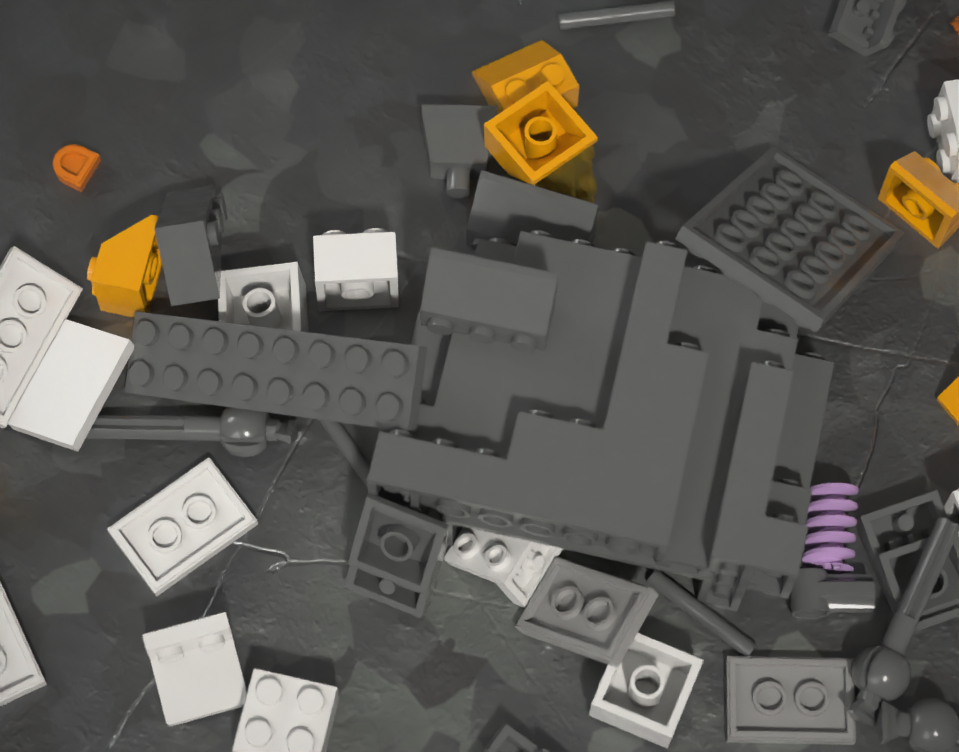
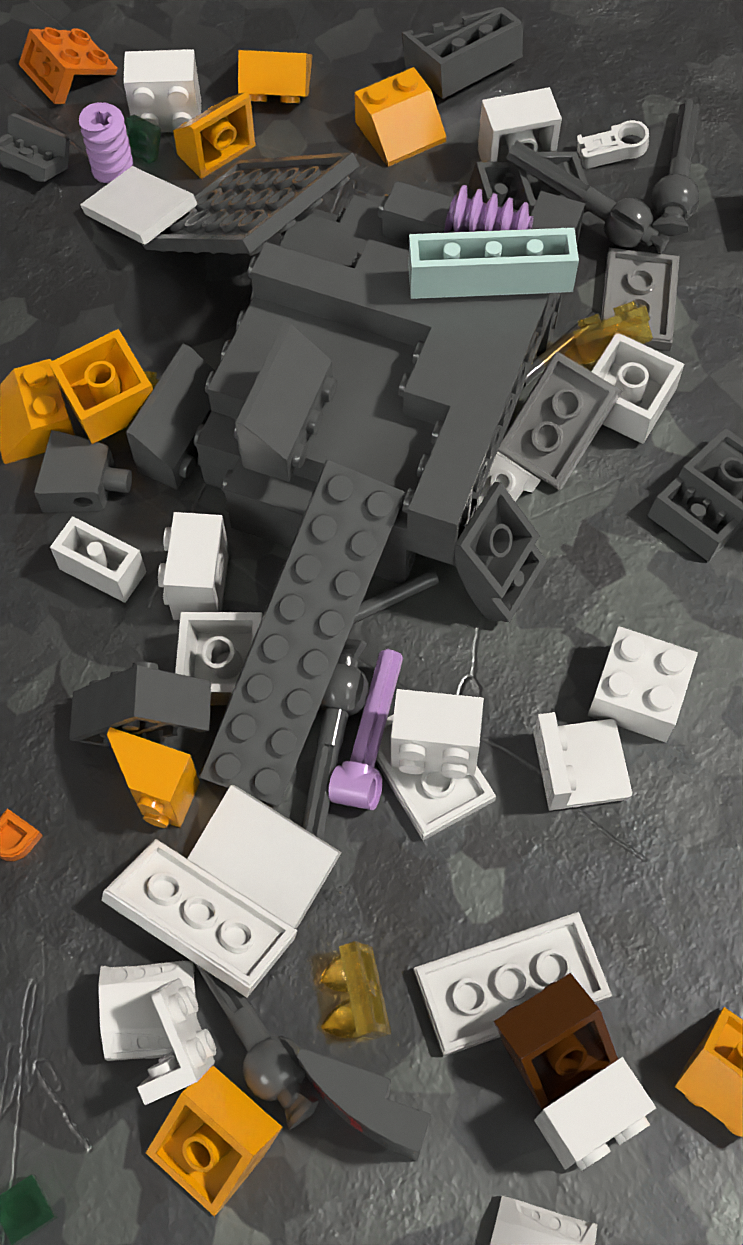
camera: 80 degrees left, 5 degrees down
(153, 459) = (357, 780): none -> lavender axle
(194, 516) = (436, 733): none -> white brick
(358, 180) = (98, 559): none -> white brick
(672, 472) = (492, 263): none -> light aqua brick
(720, 661) = (596, 333): none -> clear yellow bracket
(733, 468) = (478, 216): none -> lavender piece
(808, 135) = (139, 205): none -> white tile
(881, 84) = (105, 141): none -> lavender piece
(909, 123) = (143, 138): none -> clear green plate

